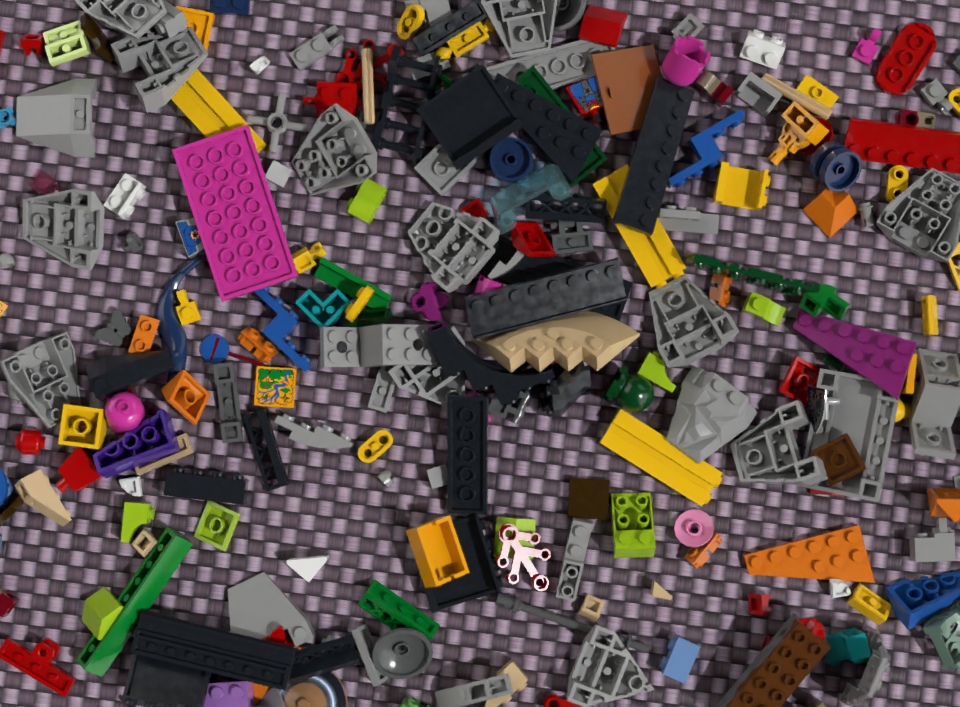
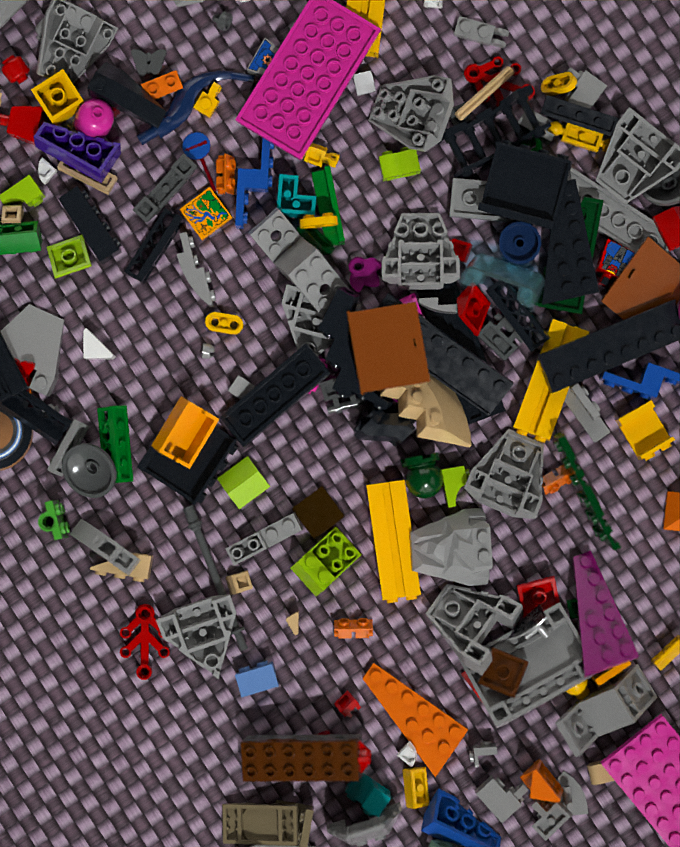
camera: 55 degrees right, 0 degrees up
(186, 396) = (144, 153): orange slope -> none
(269, 123) = (400, 44): light grey bar -> none
(333, 92) = (462, 78): red plate -> none
(382, 391) = (268, 294): light grey hinge -> none
(508, 335) = (386, 347): none -> dark orange piece
(521, 555) = (234, 496): plant -> none
(690, 520) = (366, 602): bright pink dish -> none
(763, 308) = (568, 524): lime arch -> none
(824, 300) = (613, 562): green brick -> none
(885, 524) = (484, 748): none -> light grey bracket

